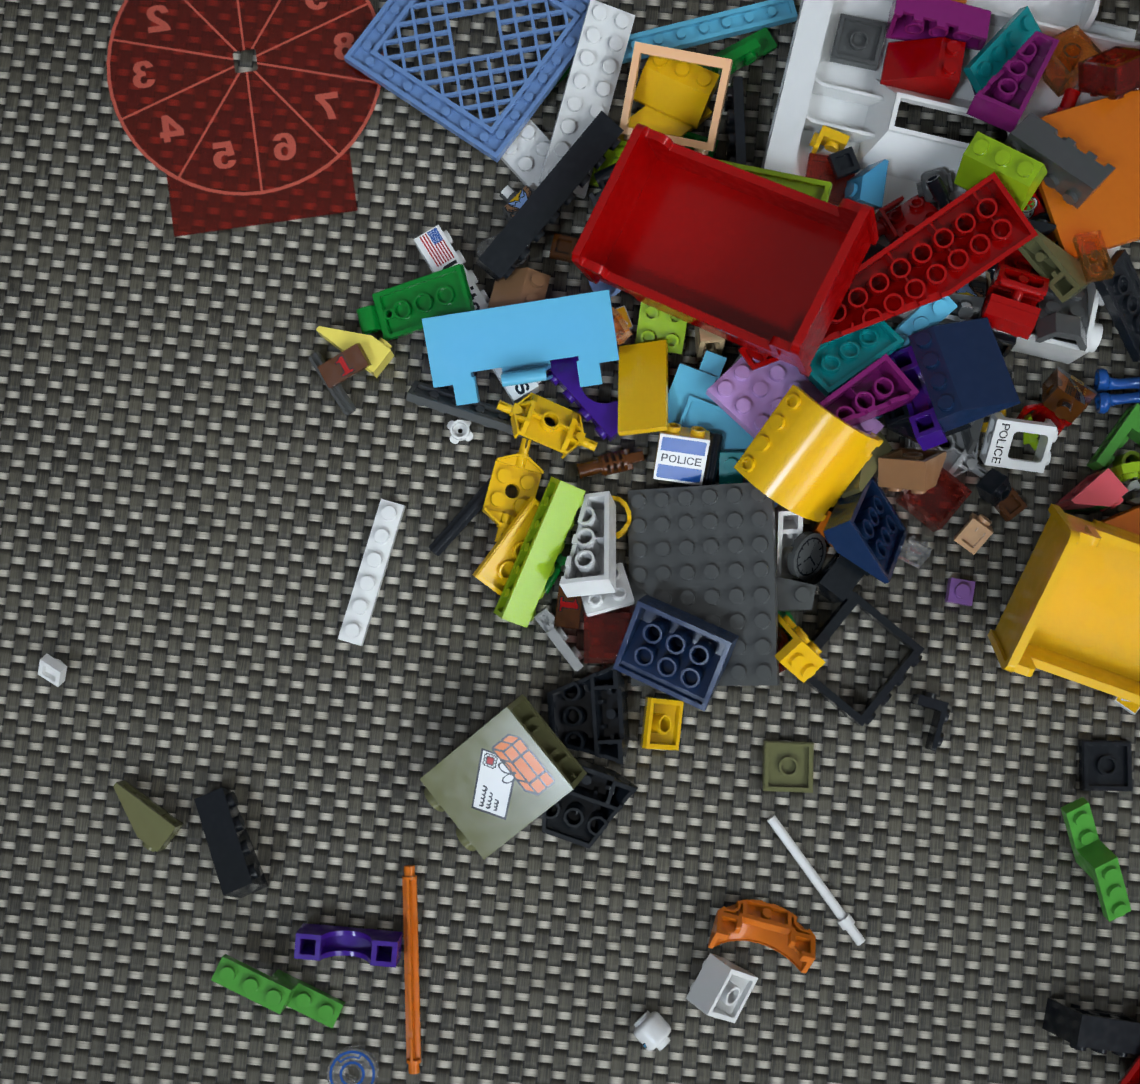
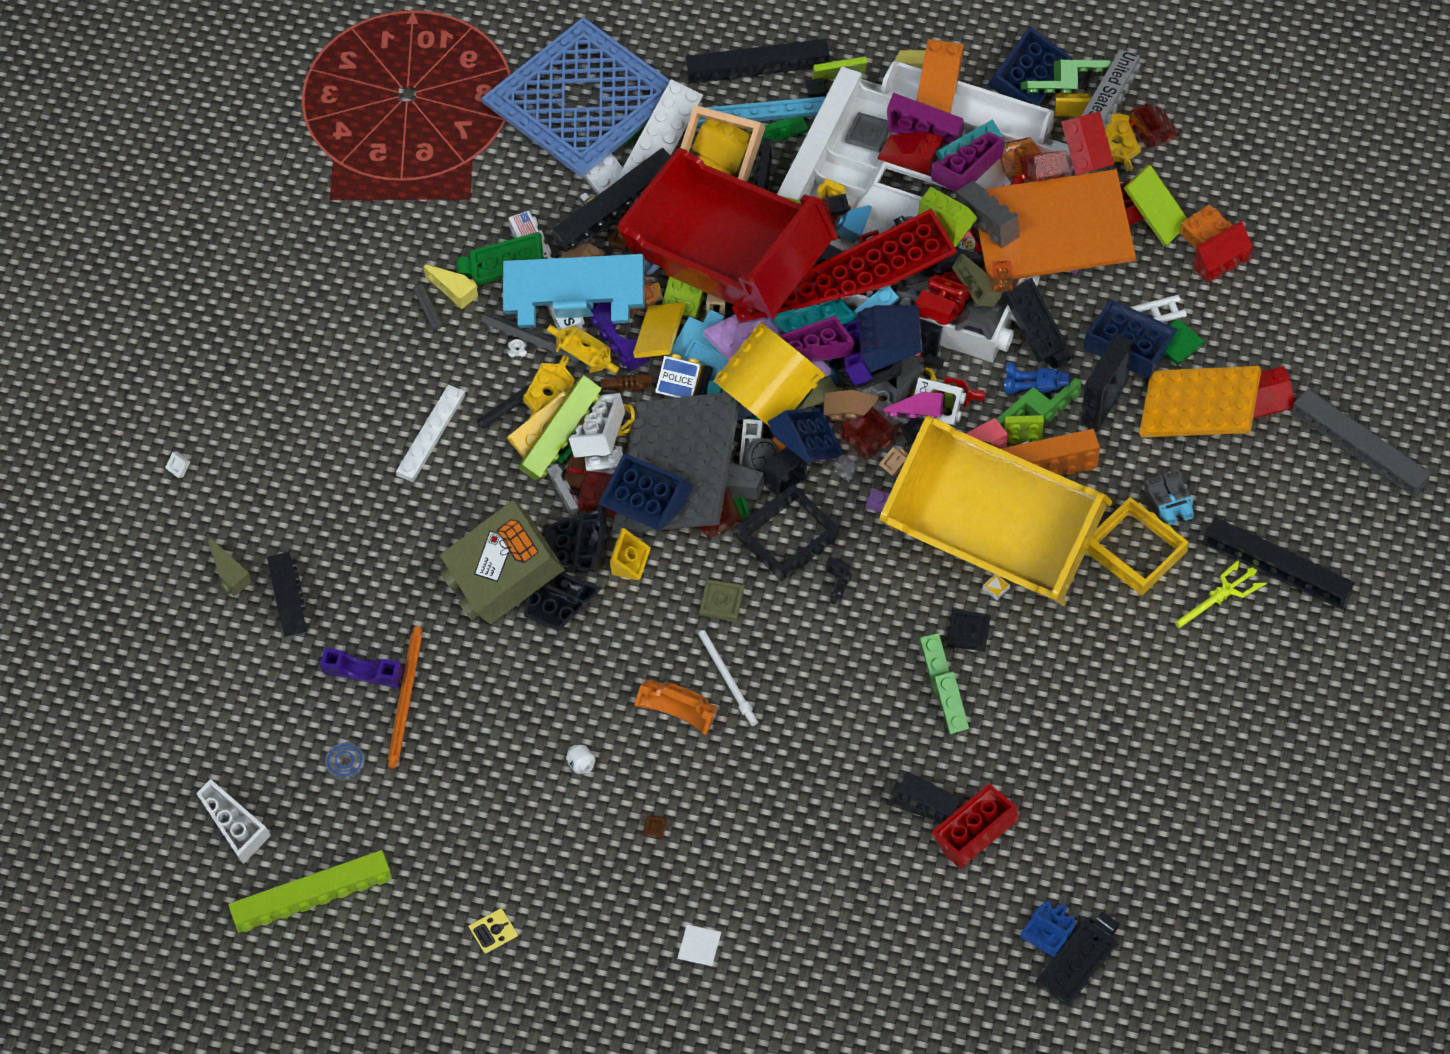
camera: 10 degrees right, 25 degrees down
(277, 991) = (302, 692): bright green bracket -> none
(344, 365) = (439, 291): reddish brown tile -> none
(721, 988) = (640, 738): white slope -> none
(800, 654) = (738, 508): yellow bracket -> none
(1006, 456) = (920, 404): none -> dark pink slope
(1066, 395) = (979, 375): reddish brown torso -> none

